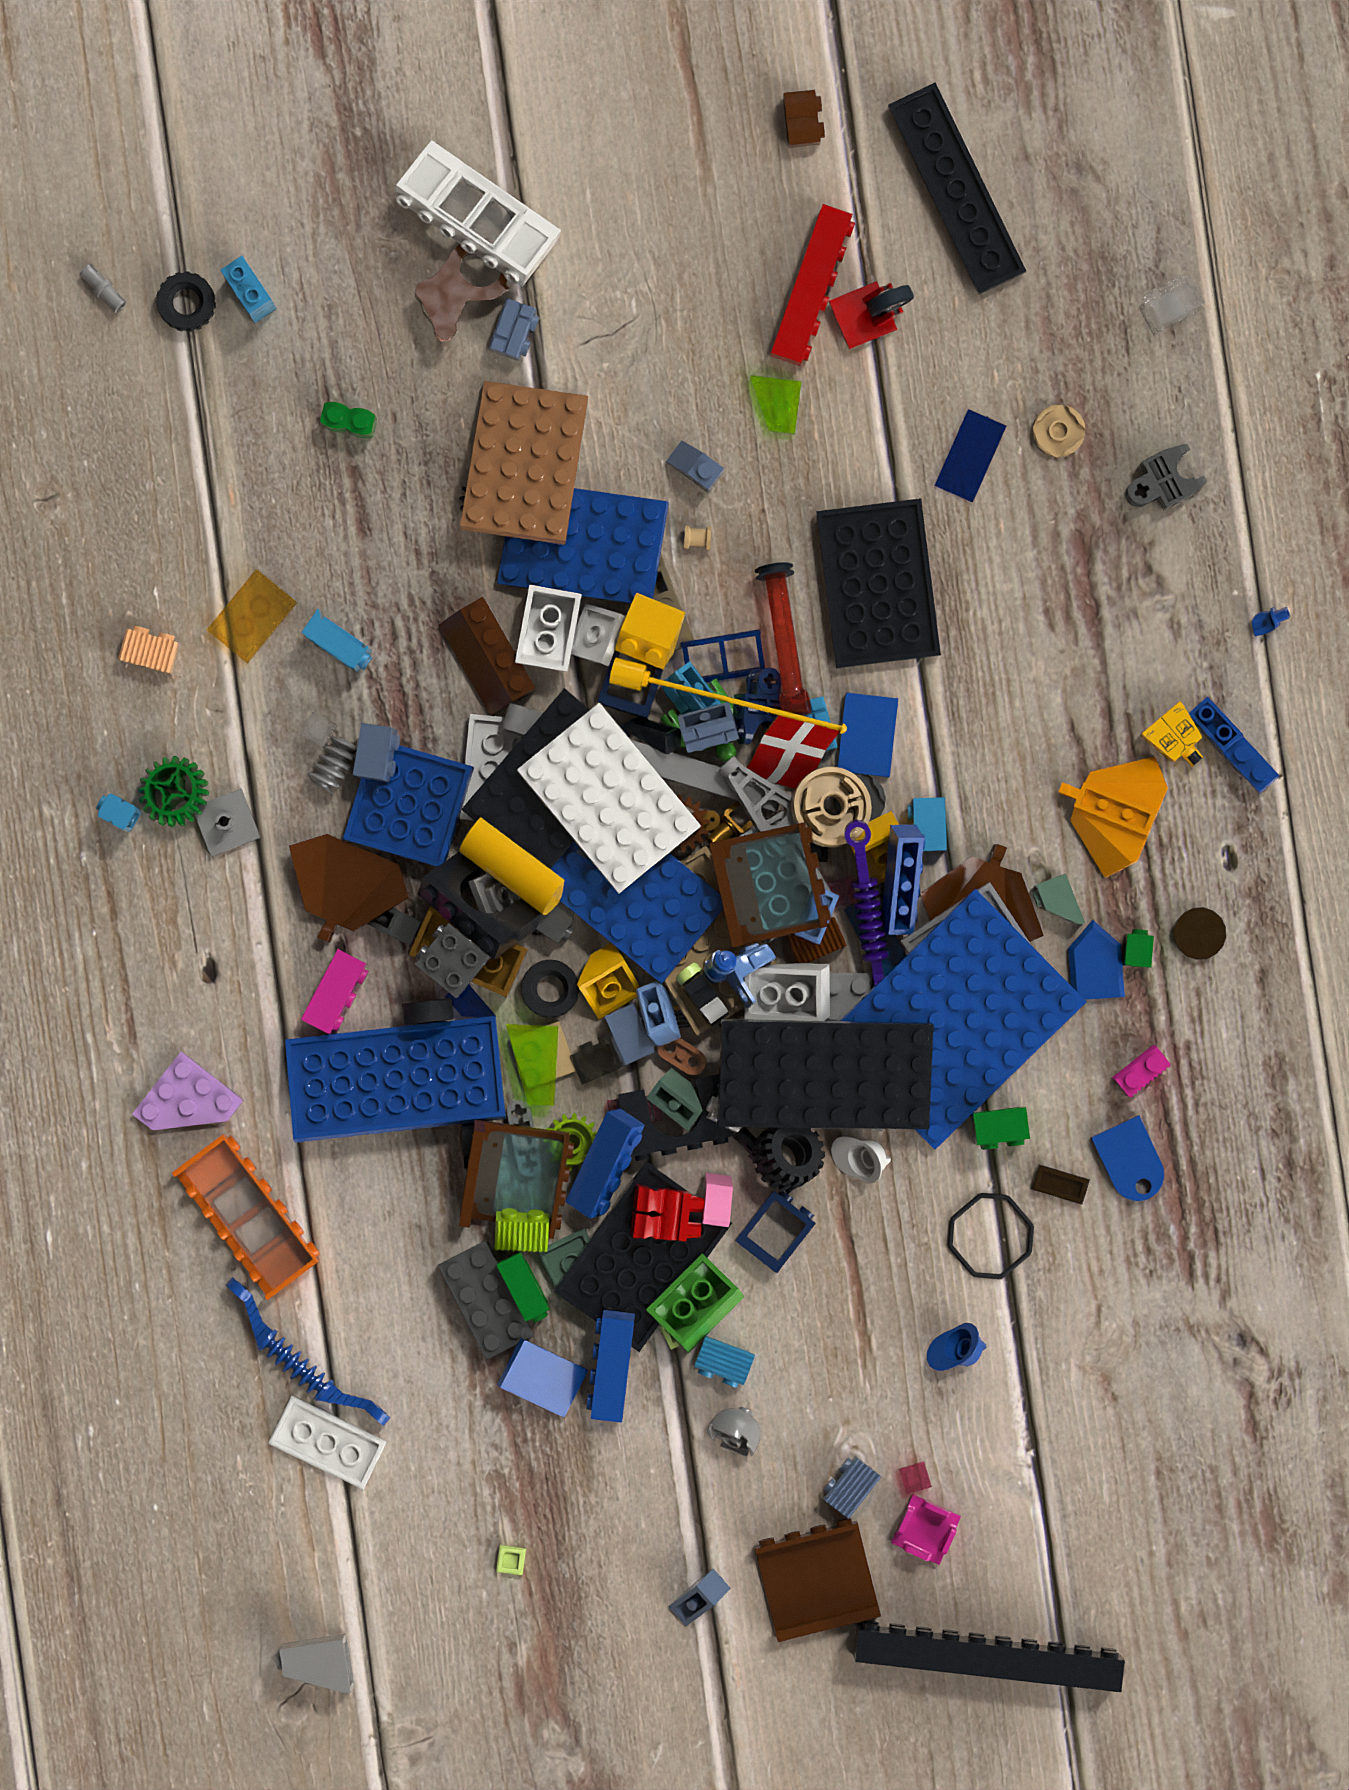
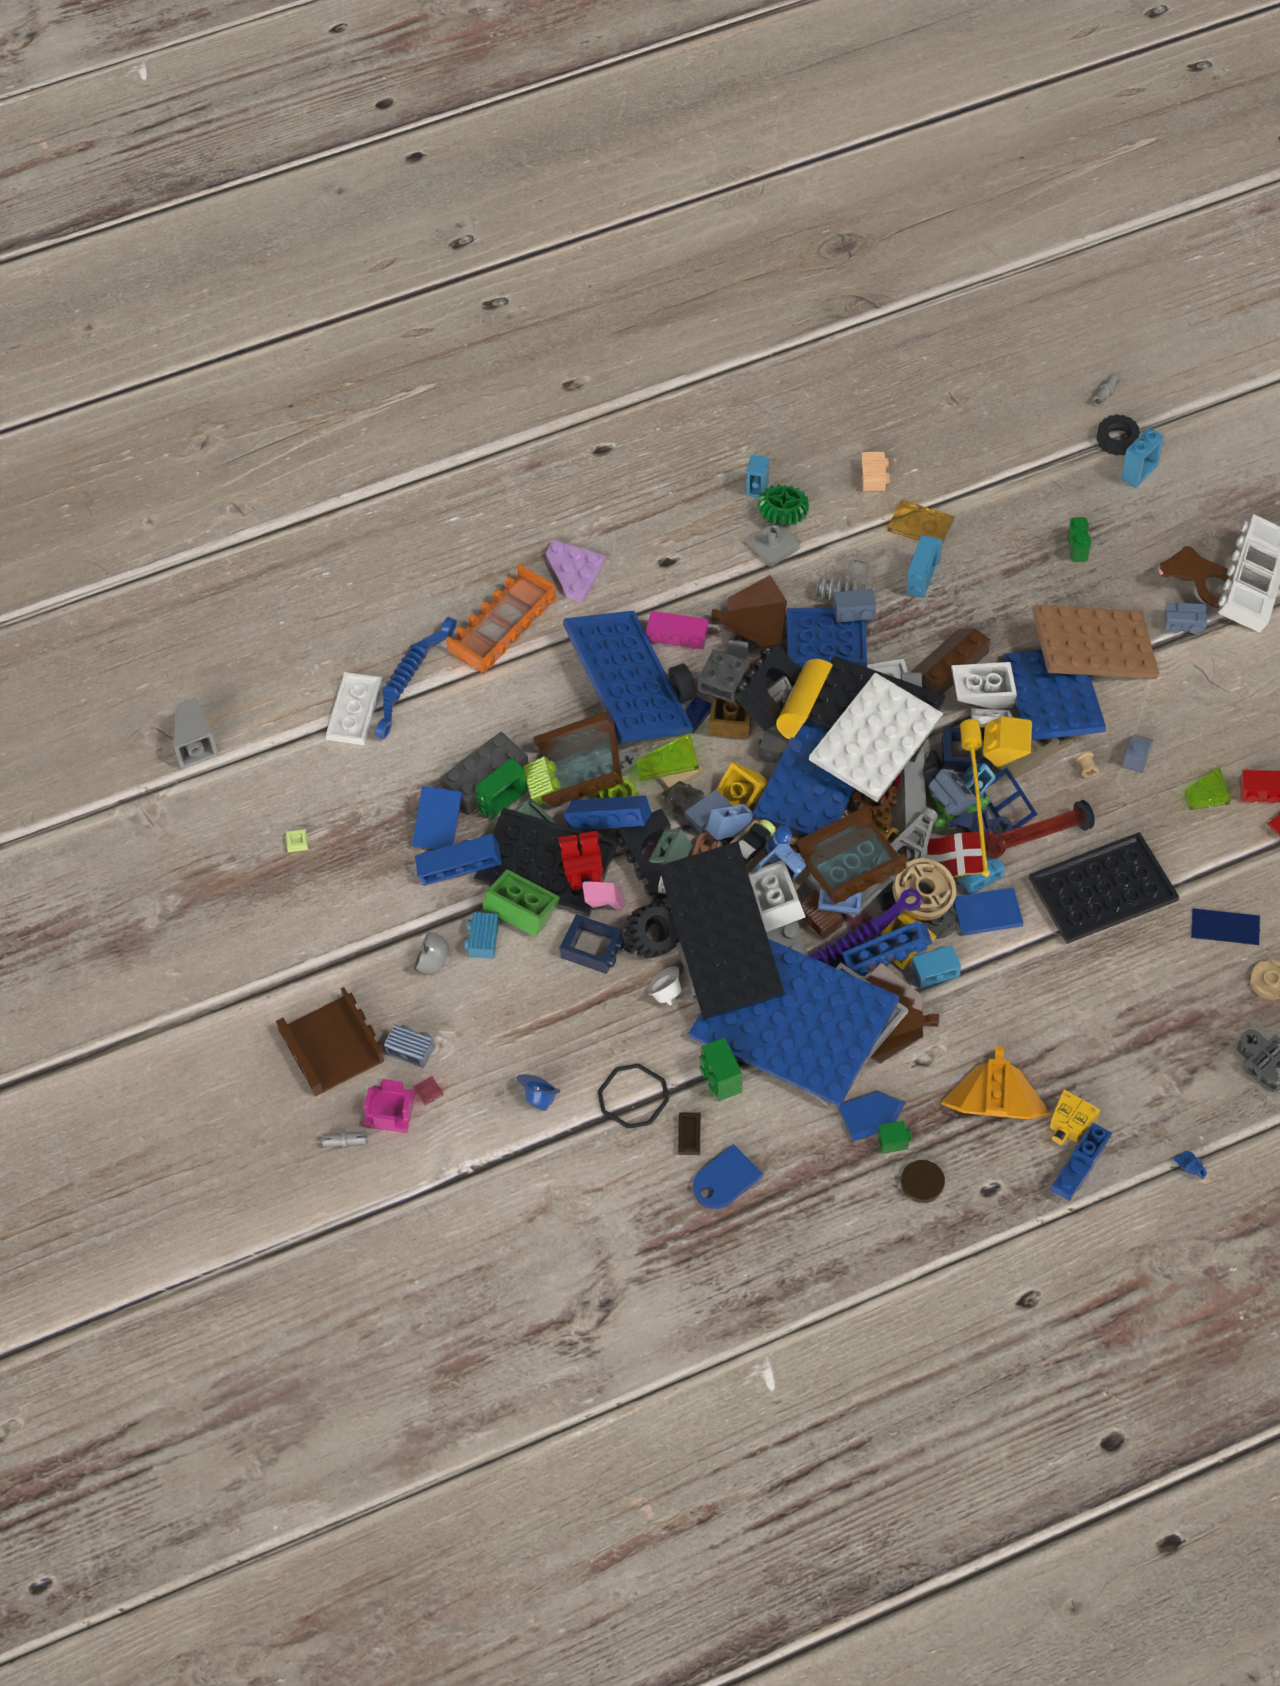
camera: 75 degrees right, 30 degrees down
(533, 1000) = (718, 744): black tyre -> none
(699, 1597) = (299, 965): sand blue slope -> none
(953, 1591) = (345, 1139): none -> light grey pin
(989, 1657) = (299, 1173): black brick -> none
(1058, 899) = (914, 1069): sand green slope -> none
(1141, 1071) = (798, 1163): dark pink brick -> none

